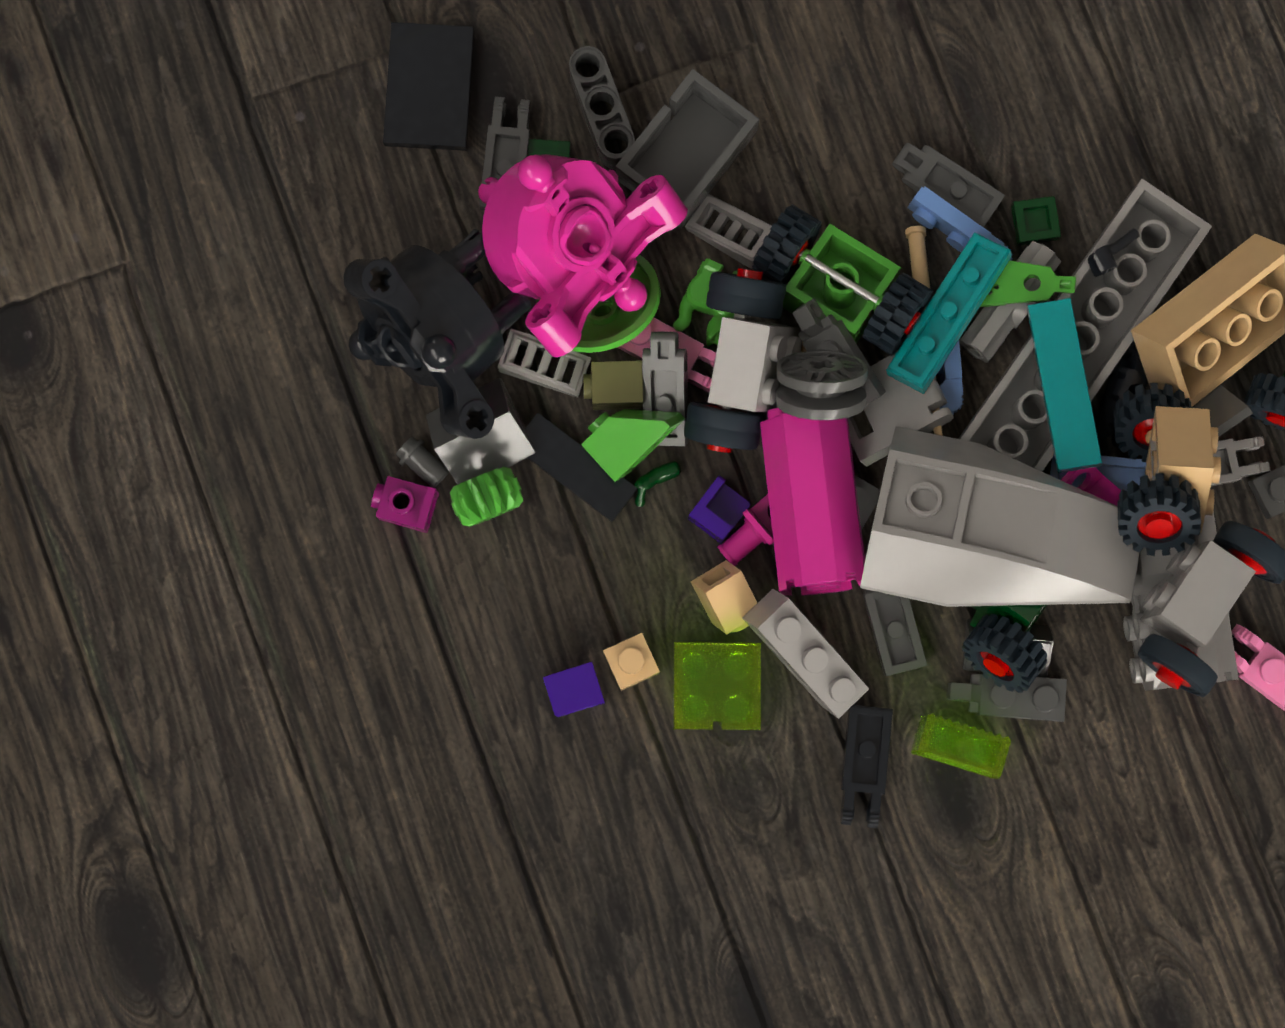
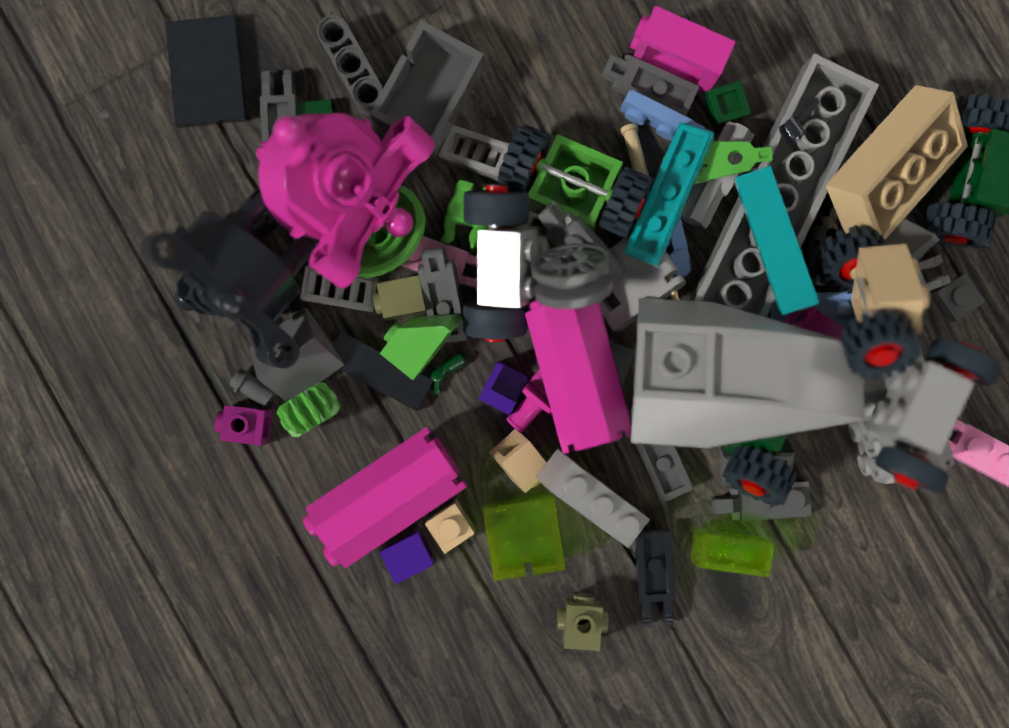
camera: 10 degrees left, 5 degrees up
(560, 613) = (383, 499): none -> dark pink brick
(775, 817) = (584, 634): none -> olive brick
(989, 148) = (682, 48): none -> dark pink window

